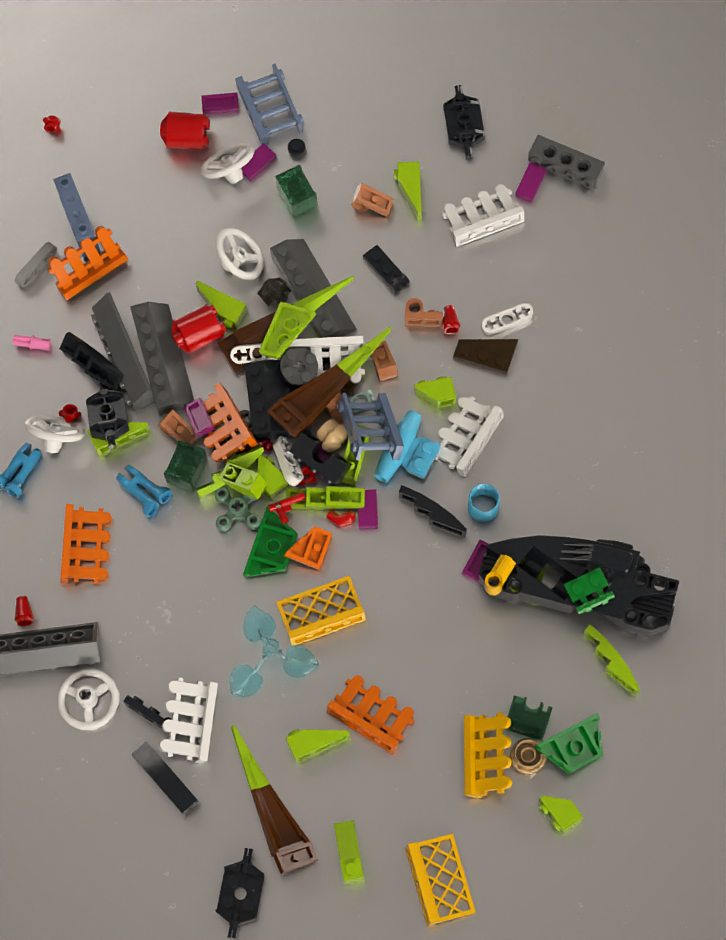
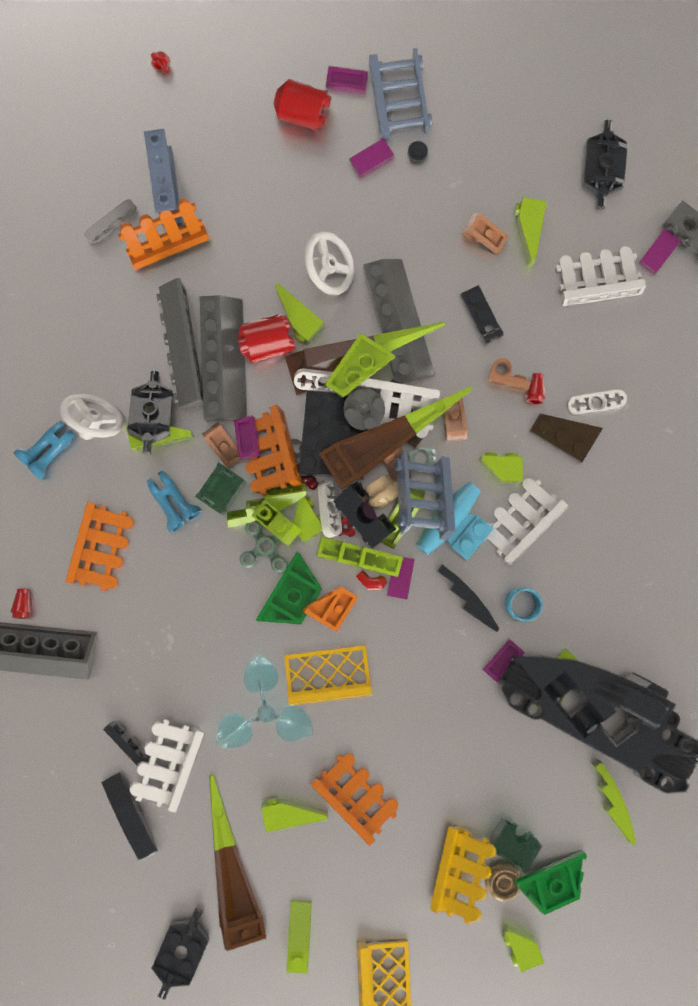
camera: 10 degrees right, 15 degrees up
(32, 342) = (89, 309): bright pink axle -> none
(70, 413) = (113, 393): red plate -> none
(84, 691) = (74, 710): white piece -> none
(92, 361) = (146, 344): black slope -> none
(229, 165) = (340, 155): white piece -> none
(274, 291) = (357, 314): clear smoke brick -> none
(285, 506) = (316, 557): red hose -> none
(296, 191) = (405, 203): clear green piece -> none
(499, 574) = (524, 696): yellow piece -> none
(586, 585) = (612, 731): green plate -> none

